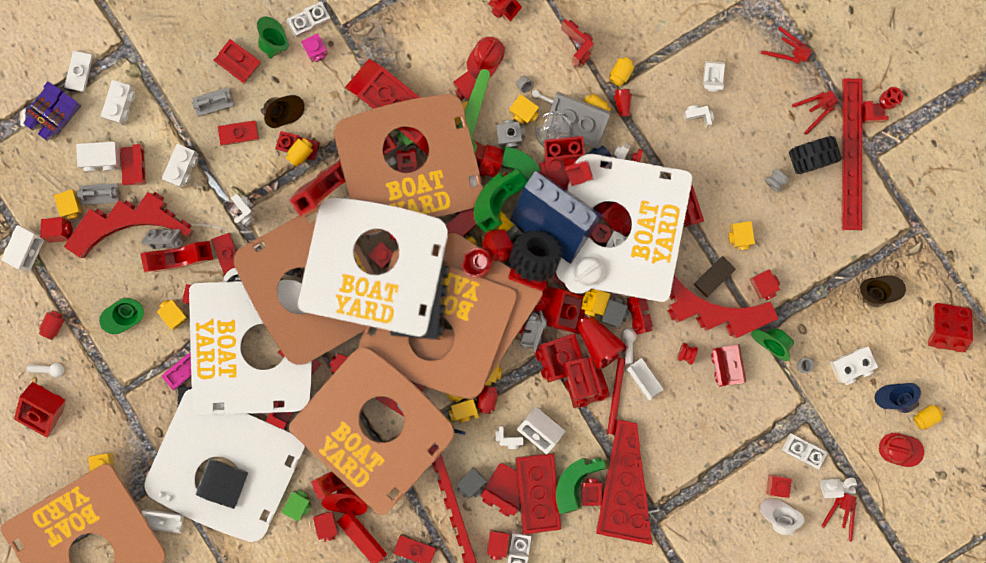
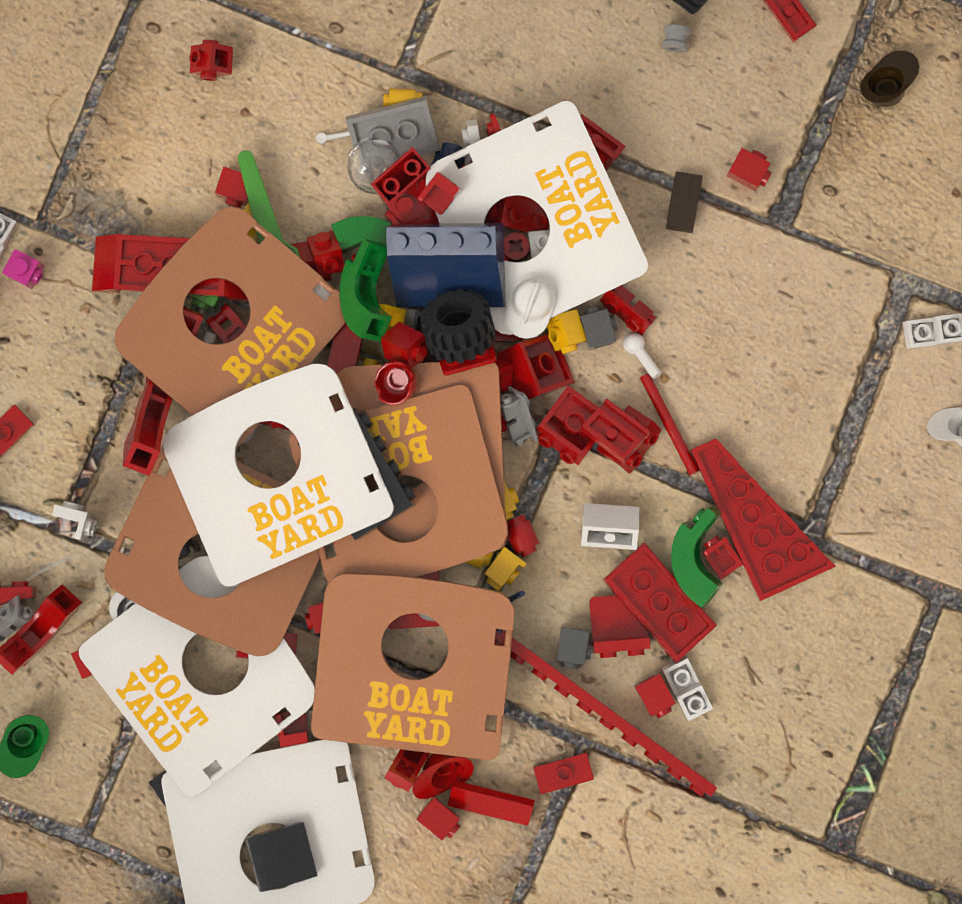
camera: 25 degrees left, 0 degrees up
(172, 314) = (80, 701): yellow brick -> none
(178, 373) = (137, 763): dark pink plate -> none
(225, 251) = (90, 583): red plate -> none
(282, 110) = (38, 369): dark brown piece -> none
(286, 141) = (85, 398): red slope -> none
(297, 505) = (388, 818): bright green brick -> none
(299, 152) = (93, 403): yellow brick -> none
(381, 255) = (277, 456): red brick -> none
(486, 55) = (230, 134): red piece -> none
(505, 139) = (325, 216): light grey brick -> none
(511, 442) = (587, 565): white bracket -> none
(524, 84) = (300, 135): light grey hinge -> none
(524, 110) = (322, 167): yellow brick -> none
(583, 39) = (332, 35): red bracket -> none
(600, 342) = (606, 374): red cone -> none
(621, 71) = (403, 40): yellow brick -> none
(623, 101) = (431, 74): red cone -> none
(644, 379) = (687, 381): white panel -> none
(687, 353) = (716, 314): red wheel -> none
(696, 112) = (523, 26): white bracket -> none
(728, 365) = (774, 294): bracket -> none
(738, 320) = (748, 233): red arch -> none
(741, 235) = (681, 132): yellow brick -> none
(775, 341) = (808, 227): green piece -> none
(779, 486) = (933, 393): red brick -> none
(808, 365) = (867, 229): light grey hinge -> none
(853, 365) = (919, 190): white brick -> none

